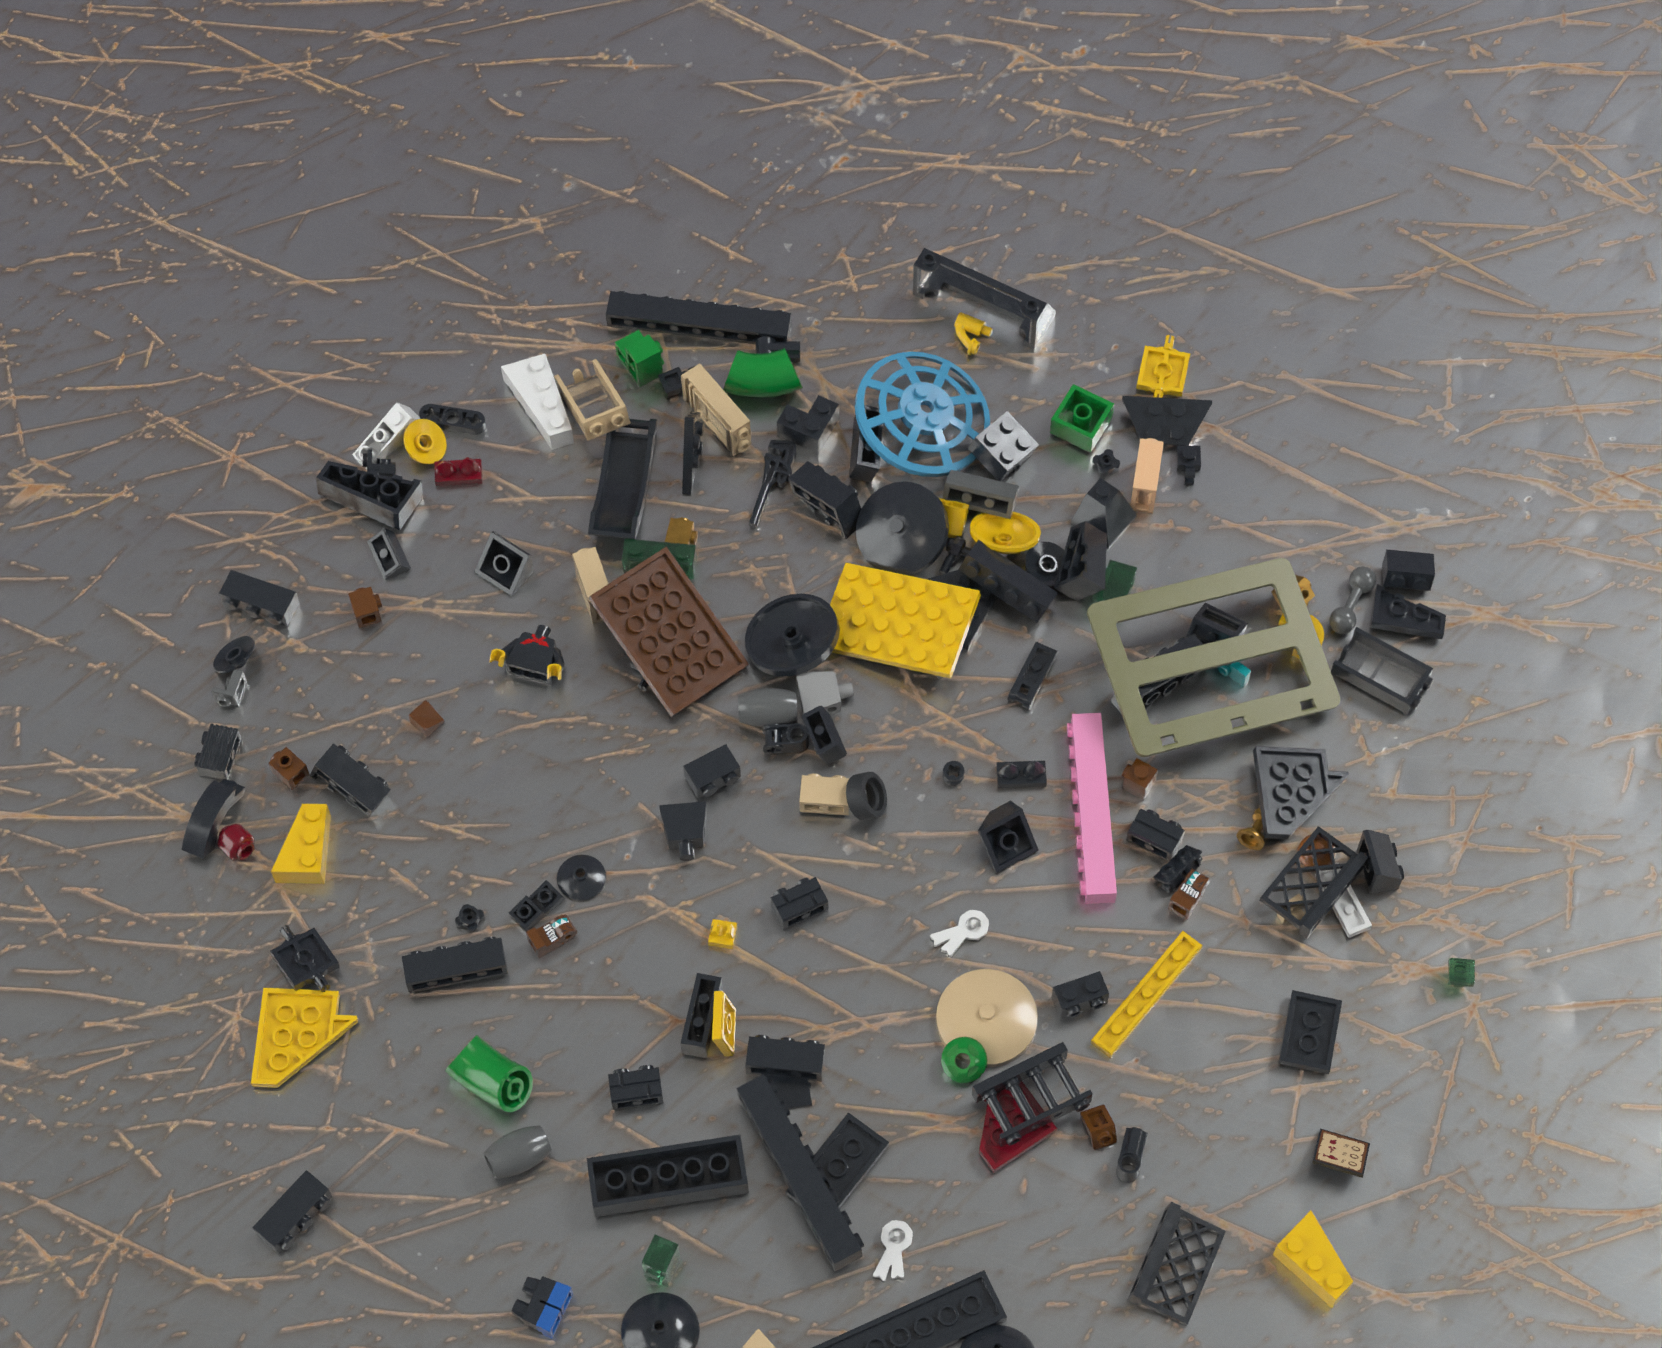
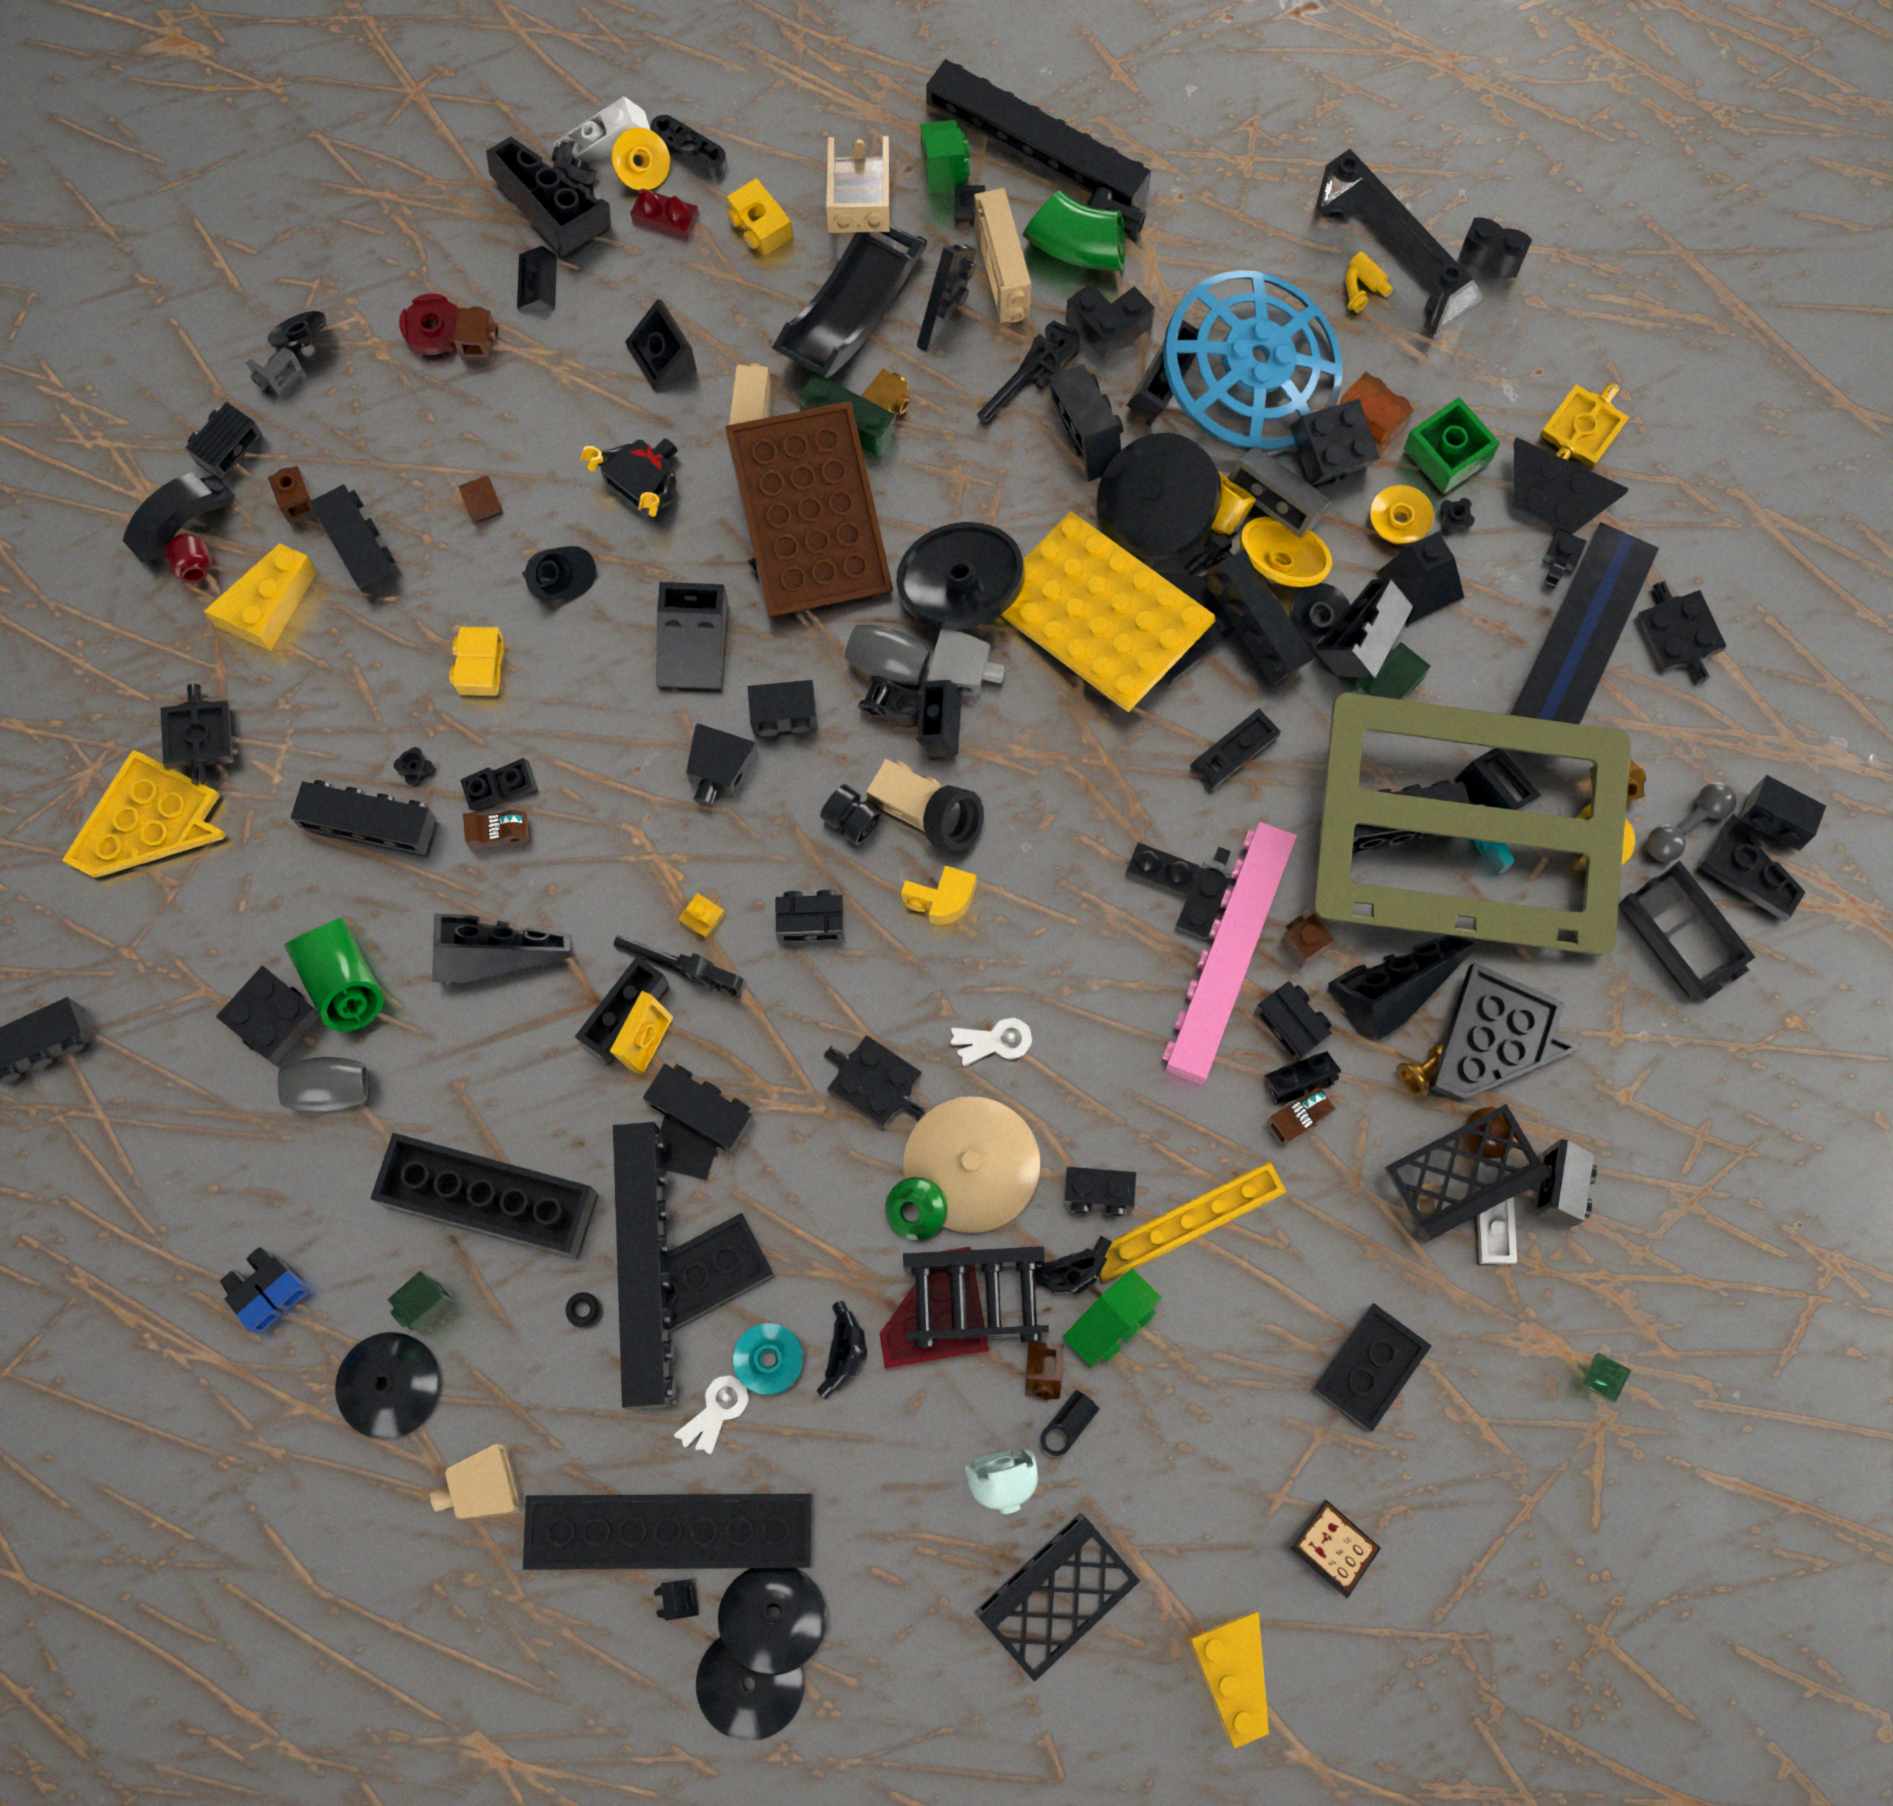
camera: 25 degrees right, 10 degrees up
(259, 598) = (358, 273): black brick -> none
(332, 626) = (419, 313): none -> dark red plate
(455, 1123) = (268, 1015): none -> black brick
(481, 828) = (477, 661): none -> yellow brick
(509, 745) = (560, 573): none -> black piece
(523, 440) = (771, 225): none -> yellow brick
(538, 394) = (802, 154): white wedge -> none
(579, 1021) = (477, 950): none -> black wedge
(583, 887) = (573, 785): black dish -> none
(624, 749) = (690, 635): none -> black slope
(635, 1087) = (503, 1065): black brick -> none
(740, 969) = (694, 968): none -> black piece
(767, 1216) = (573, 1305): none -> black plate
(794, 823) = (847, 811): none -> black wheel
(886, 854) = (945, 903): none -> yellow brick
(895, 991) = (874, 1082): none -> black plate
(914, 1186) = (757, 1343): none -> teal dish
(952, 780) = (1072, 840): black bush -> none
(962, 1170) = (846, 1352): none -> black piece
(1007, 836) = (1104, 943): black slope -> none
(1028, 412) = (1383, 409): none -> clear orange brick
(1048, 275) = (1495, 247): none -> black brick
(1058, 779) = (1205, 896): none -> black hinge
(1070, 468) = (1405, 503): none -> yellow dish
(1089, 1053) = (1075, 1271): none -> black piece
(1107, 1205) = (1003, 1480): none -> light aqua cylinder
(1129, 1067) = (1113, 1318): none -> green brick
(1146, 475) = (1499, 551): light nougat window -> none
(1212, 787) = (1393, 991): none -> black wedge
(1226, 501) = (1586, 627): none -> black slope
(1289, 480) = (1681, 631): none -> black plate

